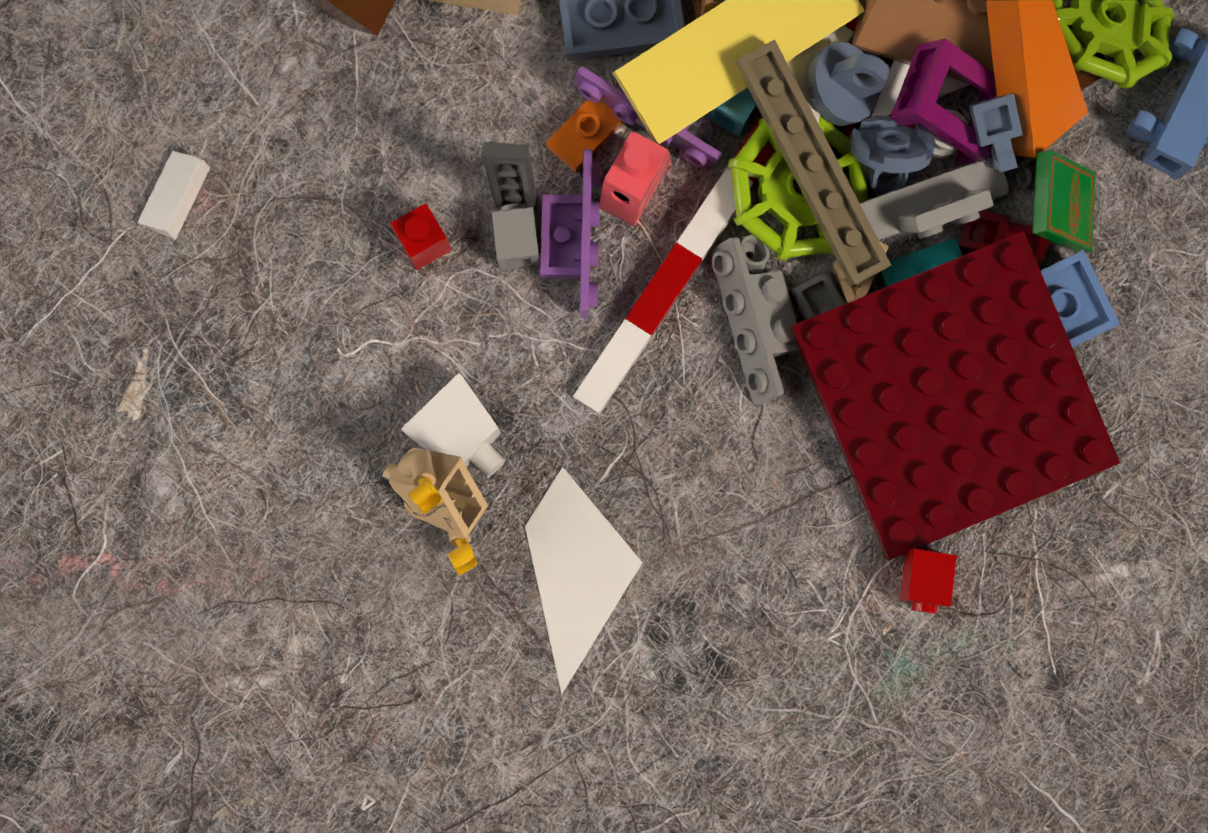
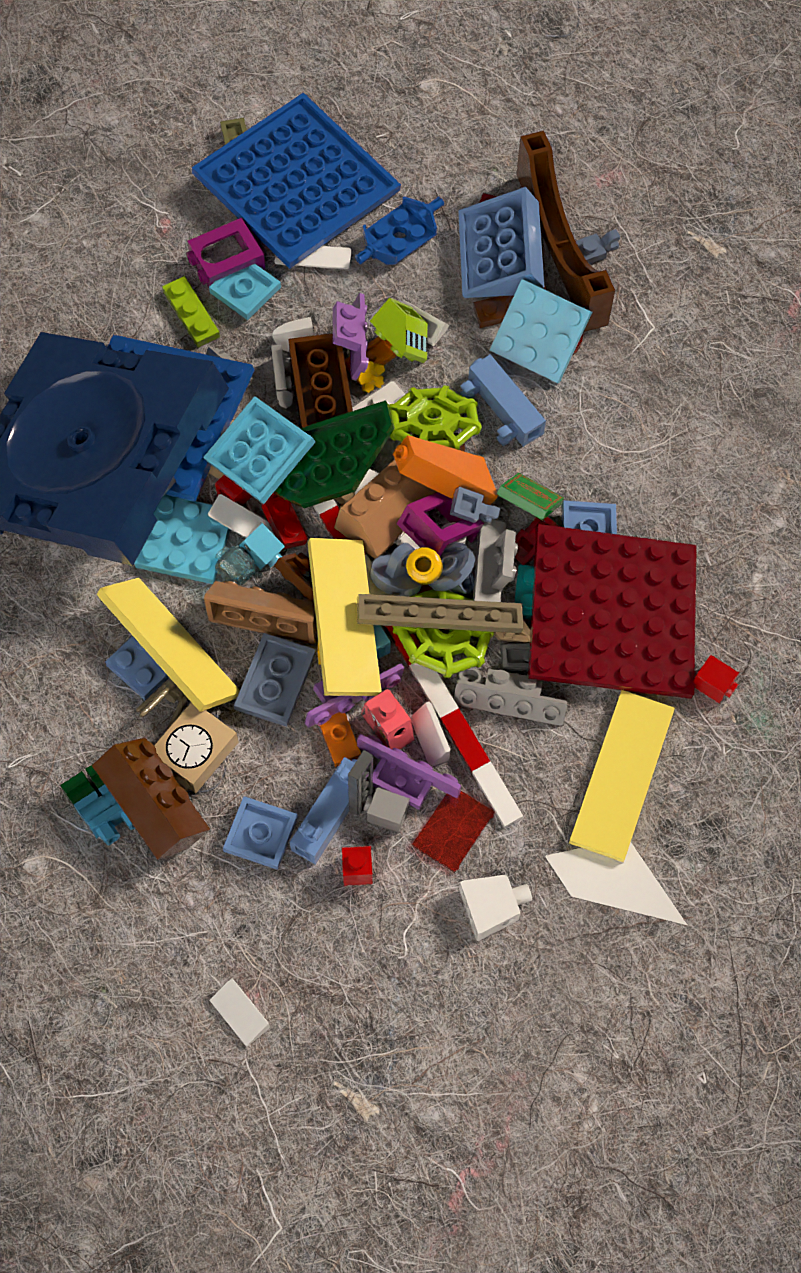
camera: 65 degrees left, 15 degrees down
(407, 99) = (260, 832): none -> medium blue plate
(441, 493) = (531, 929): tan torso -> none
(460, 168) = (324, 816): none -> medium blue brick
(537, 334) = (453, 830): none -> clear red piece
(648, 243) = (430, 735): none -> slope
(725, 515) = (622, 776): none -> light yellow tile
(868, 107) = (424, 565): none -> yellow head

